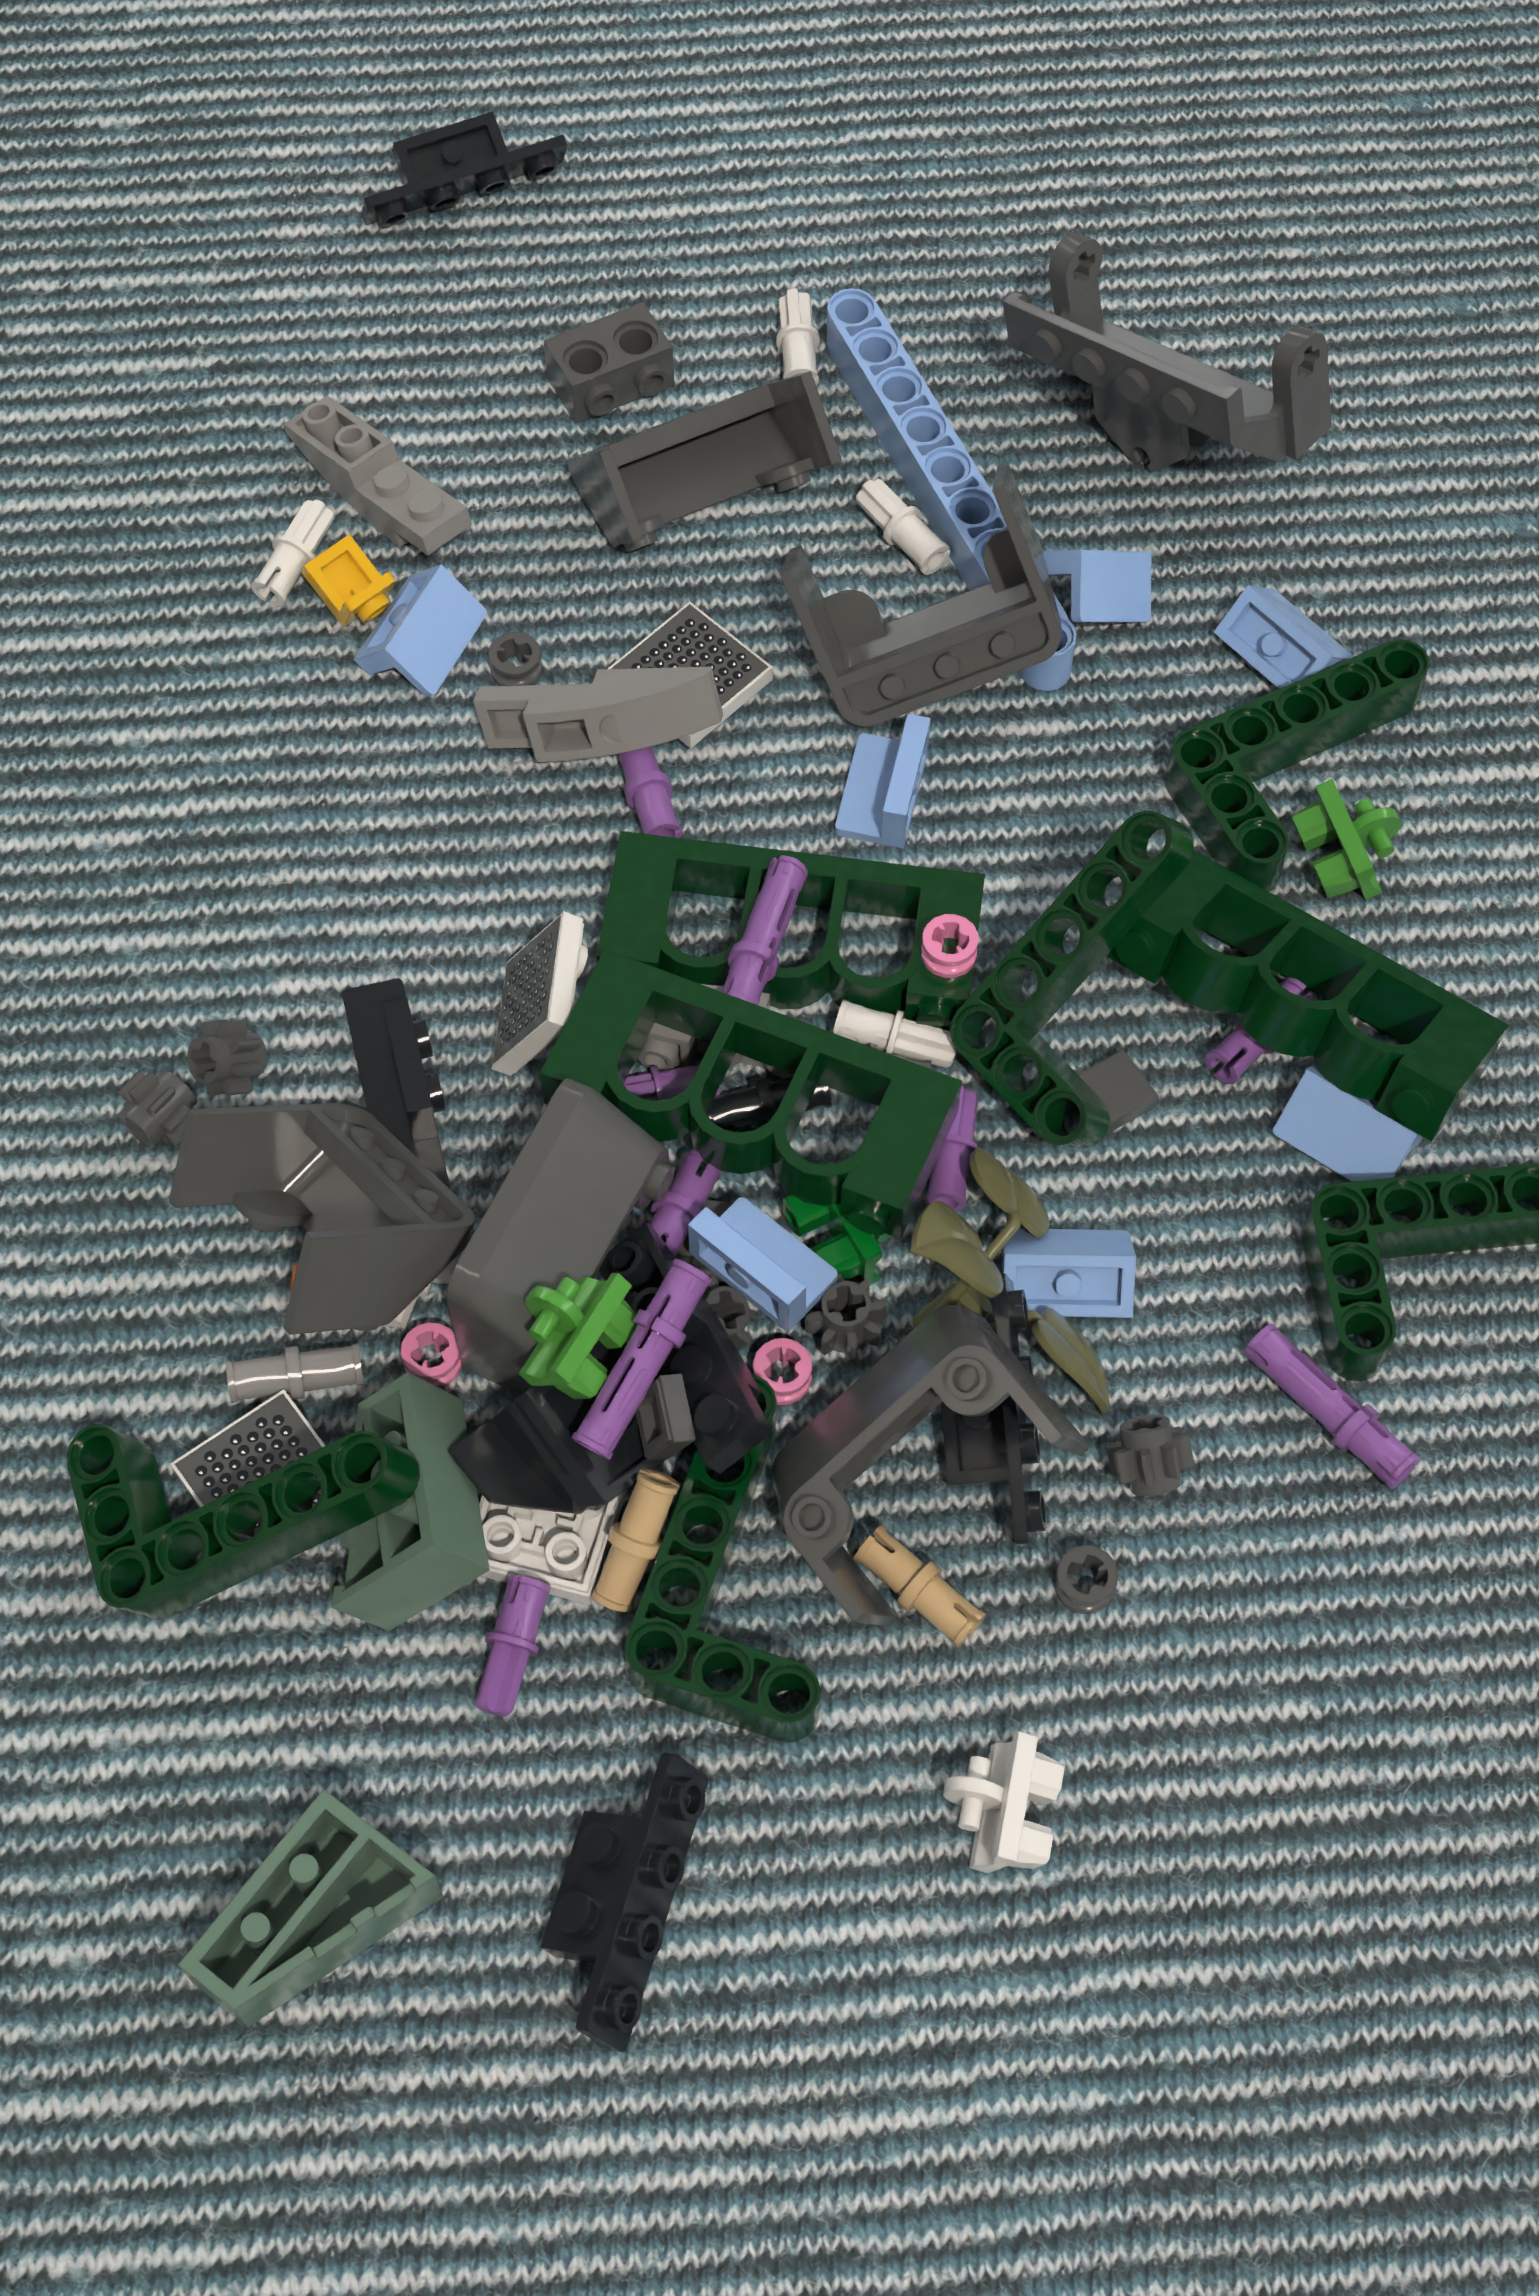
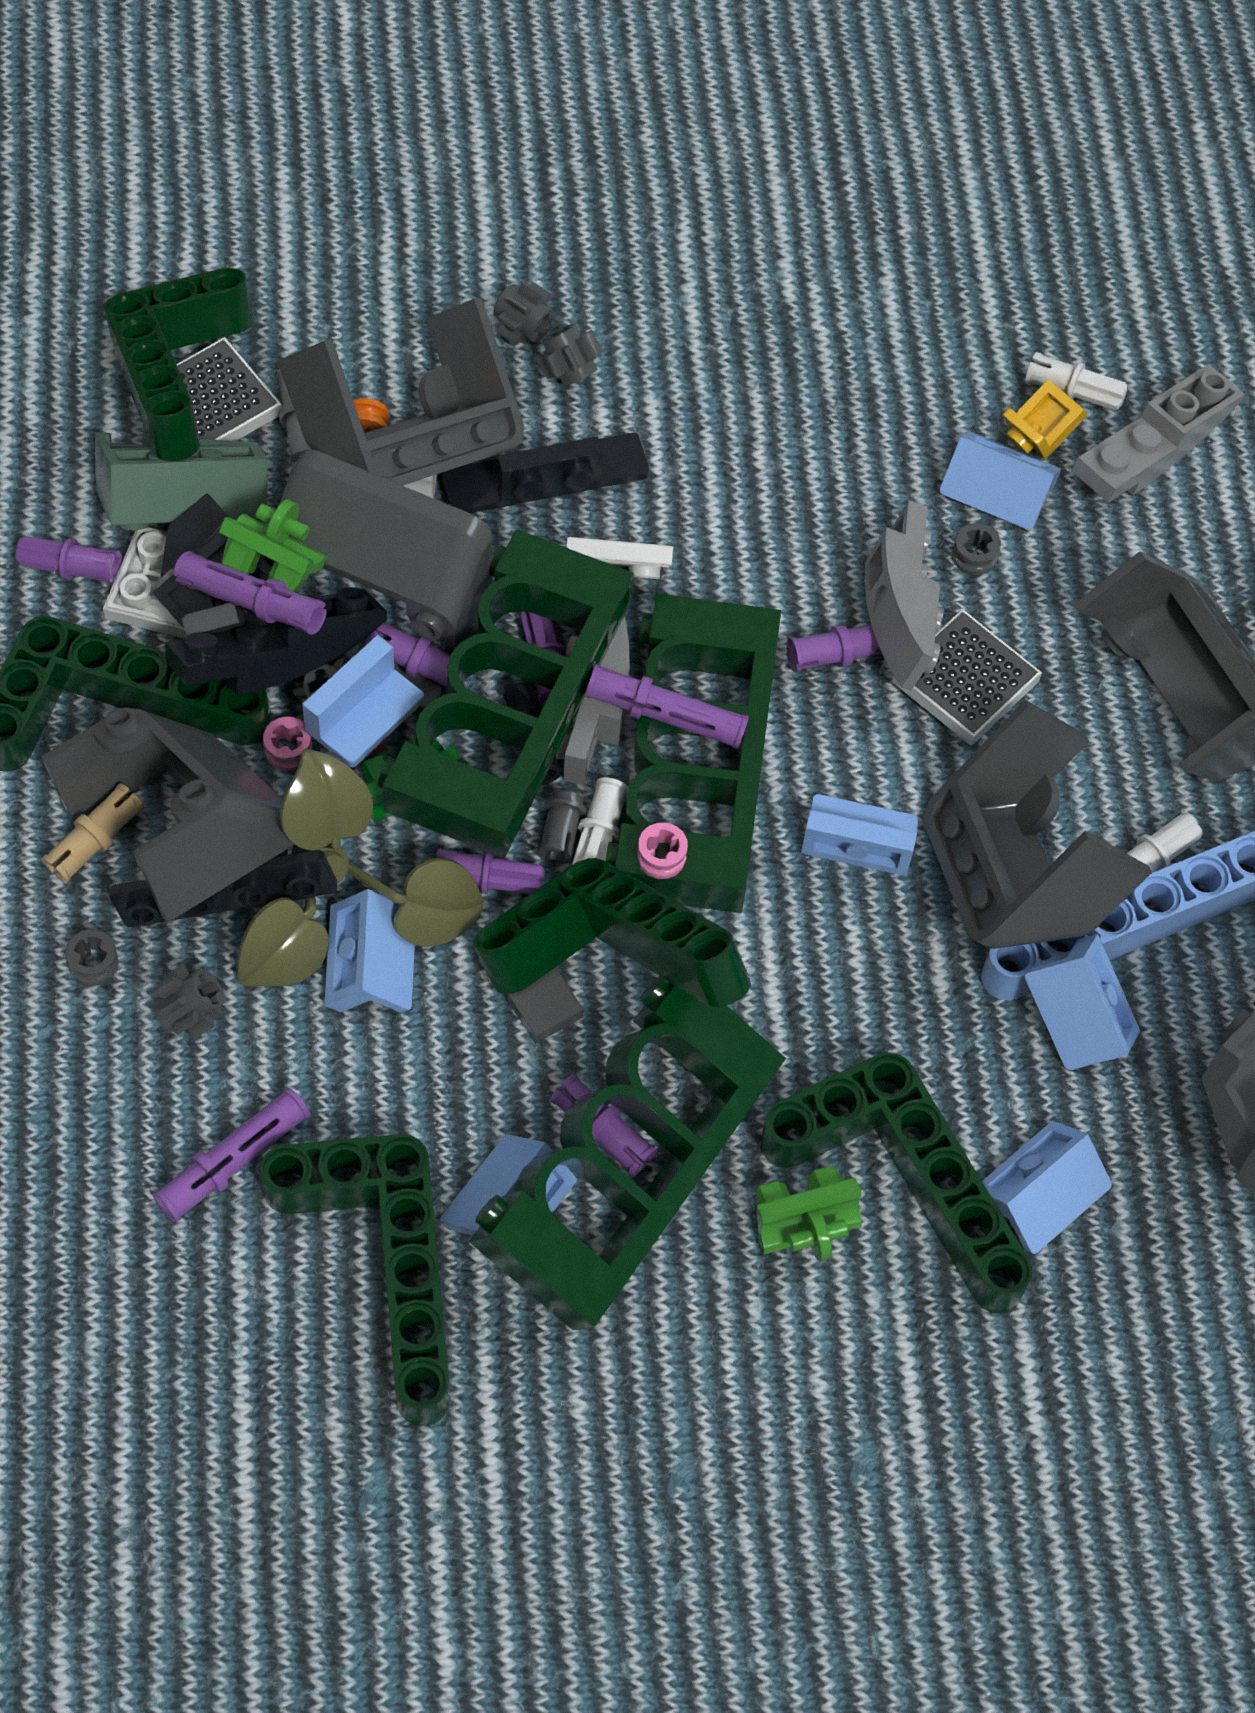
camera: 85 degrees right, 0 degrees up
(635, 1540) = (138, 624): tan pin -> none

